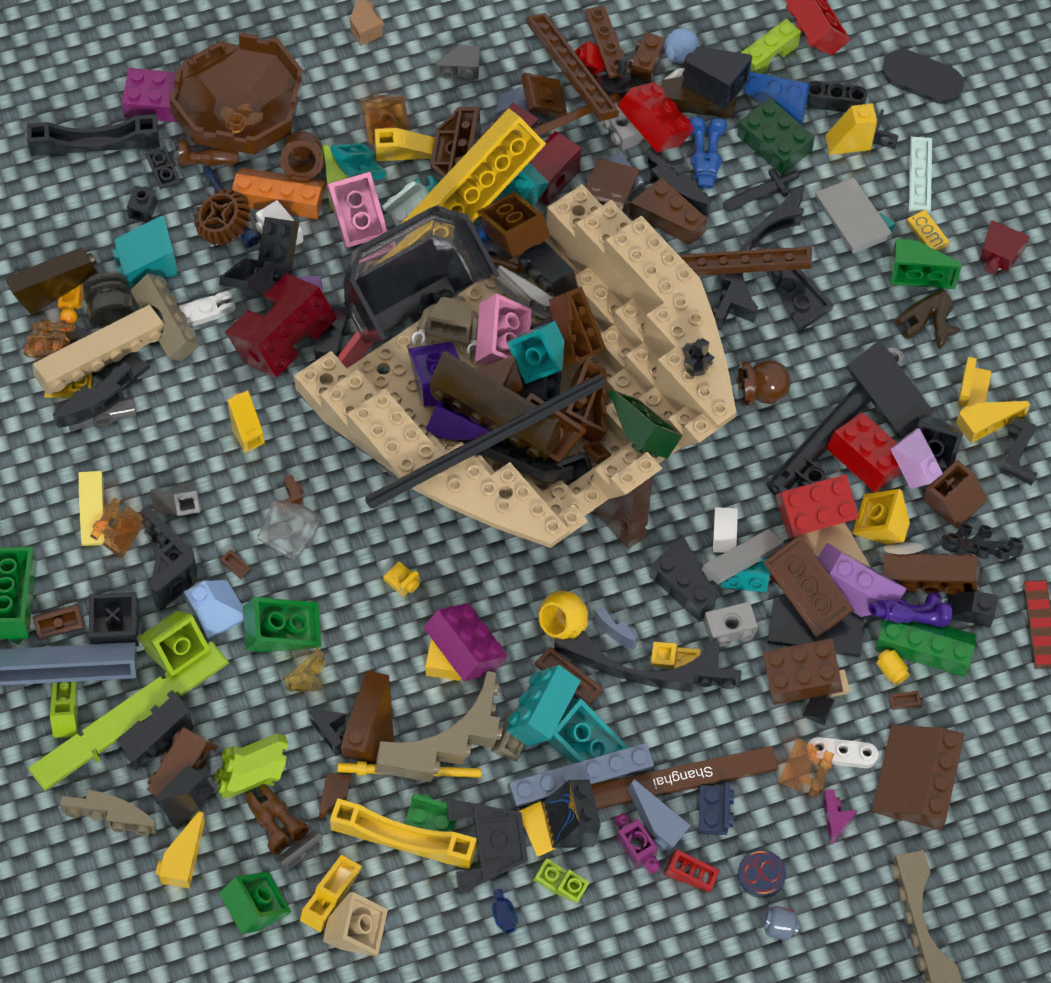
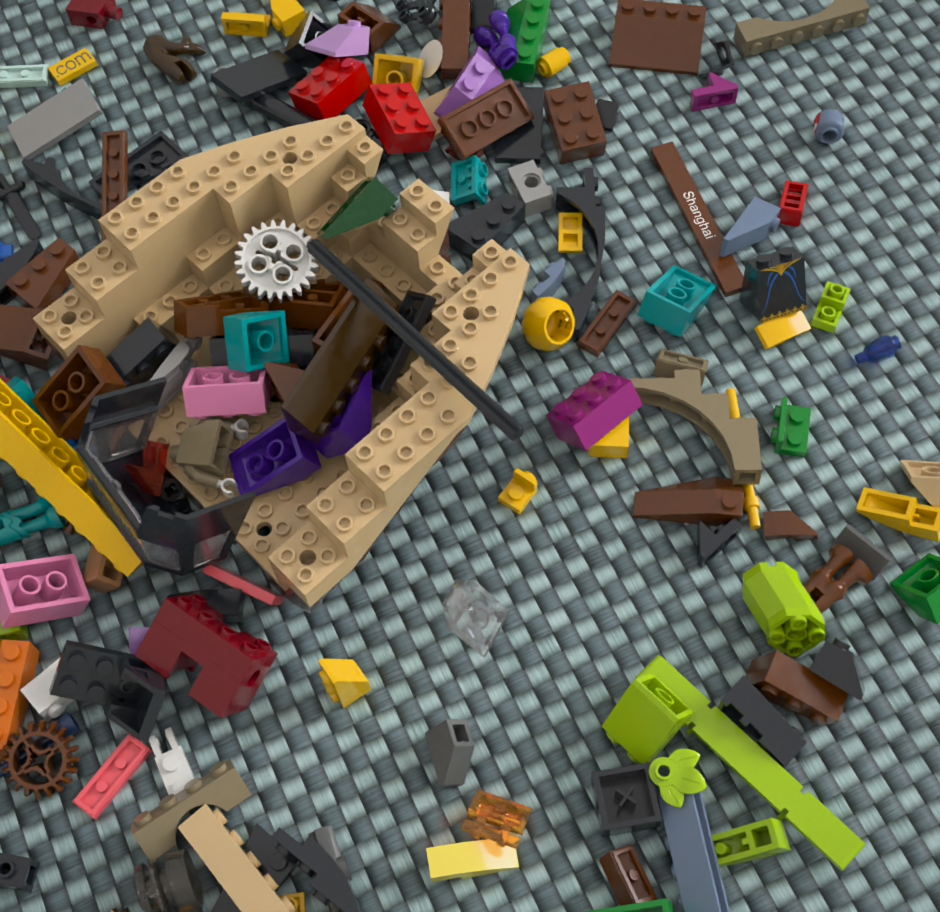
camera: 90 degrees left, 0 degrees up
(117, 653) = (682, 776): none -> lime plate
(118, 813) = (867, 755): dark tan slope -> none
(145, 252) = (93, 850): teal slope -> none
(169, 575) = (547, 736): black bracket -> none
(181, 856) = (902, 673): yellow slope -> none
(201, 266) = (112, 776): none -> coral tile
(214, 606) = (583, 688): light blue slope -> none
(235, 564) = (522, 676): reddish brown piece -> none
(281, 625) = (598, 609): green slope -> none
(294, 490) = (425, 618): reddish brown bracket -> none
(303, 677) = (655, 576): clear yellow slope -> none
(405, 201) = (30, 536): light aqua bracket -> none
(436, 845) = (820, 463): yellow arch -> none
(445, 282) = (151, 474): none -> clear red slope
(498, 837) = (809, 360): black wing -> none
(542, 705) = (655, 328): teal brick -> none
(598, 769) = (743, 330): sand blue arch -> none
(613, 365) = (266, 280): none -> white gear
(638, 857) = (785, 233): magenta piece -> none
(697, 357) = (292, 136): black rock -> none
(714, 809) = (725, 185): dark blue bracket -> none
(743, 556) = (458, 178): light grey tile -> none
(761, 873) = (780, 148): dark blue tile -> none
(799, 765) = (670, 117): clear orange plate -> none
(854, 755) = (645, 97): white plate -> none
(871, 829) = (725, 62): none -> black bracket
(905, 700) = (582, 55): reddish brown piece -> none
(922, 266) = (116, 60): green slope -> none

